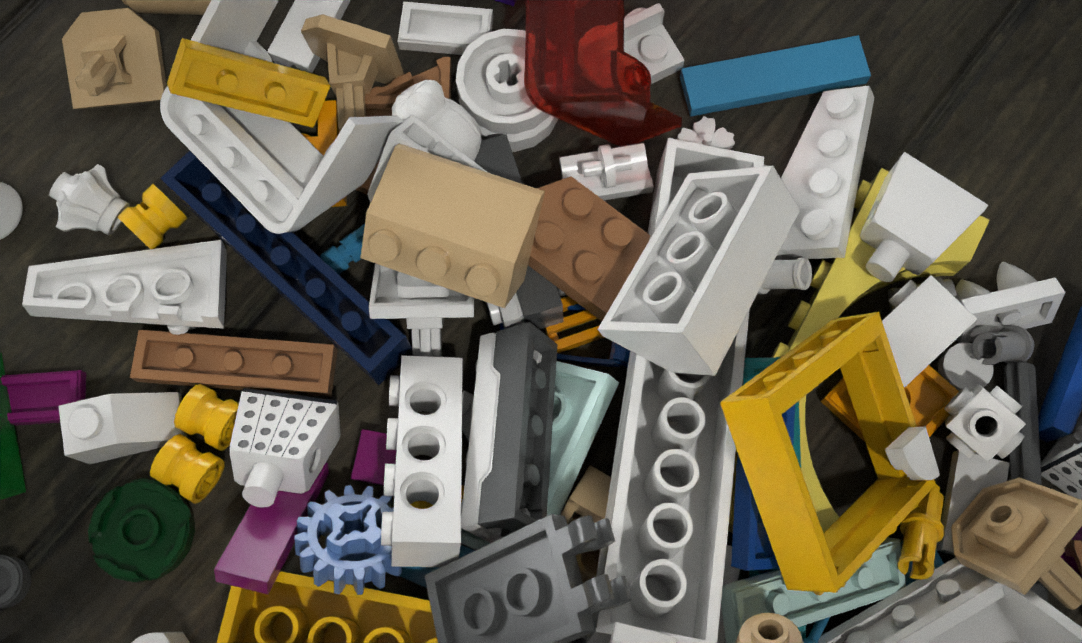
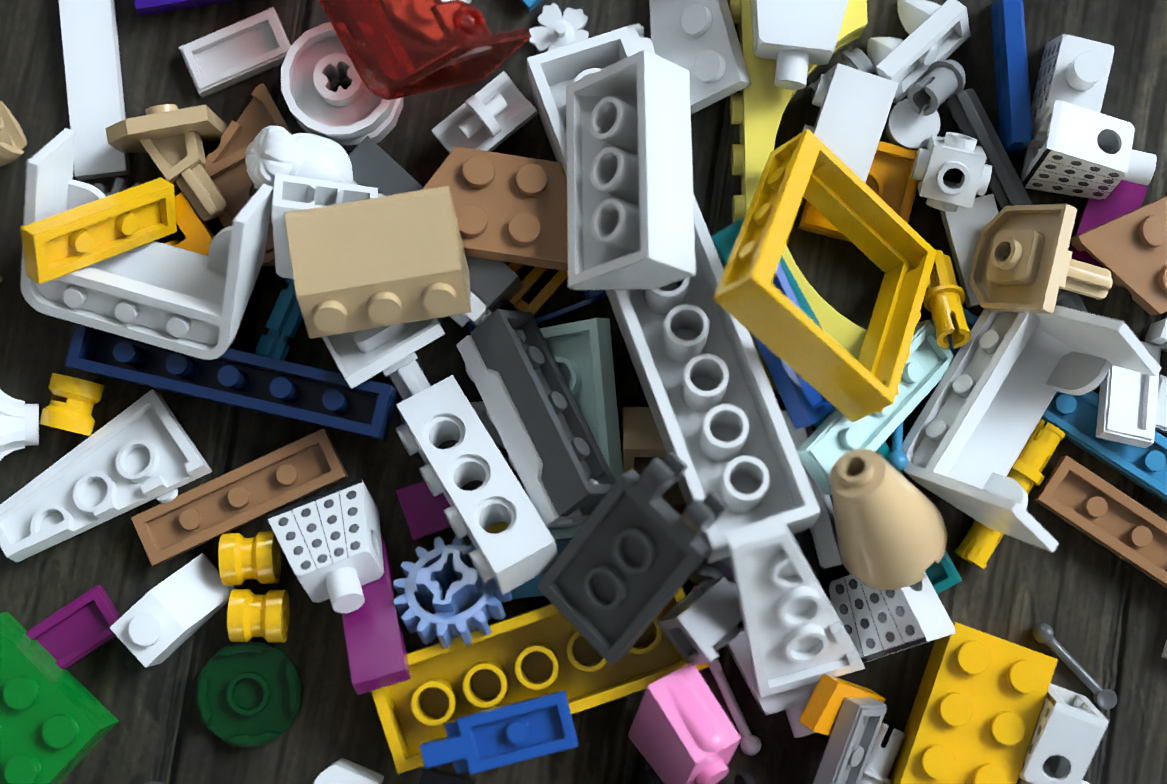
camera: 30 degrees left, 10 degrees up
(788, 275) = (710, 126): white pin -> none
(913, 454) = (903, 239): white tile -> none

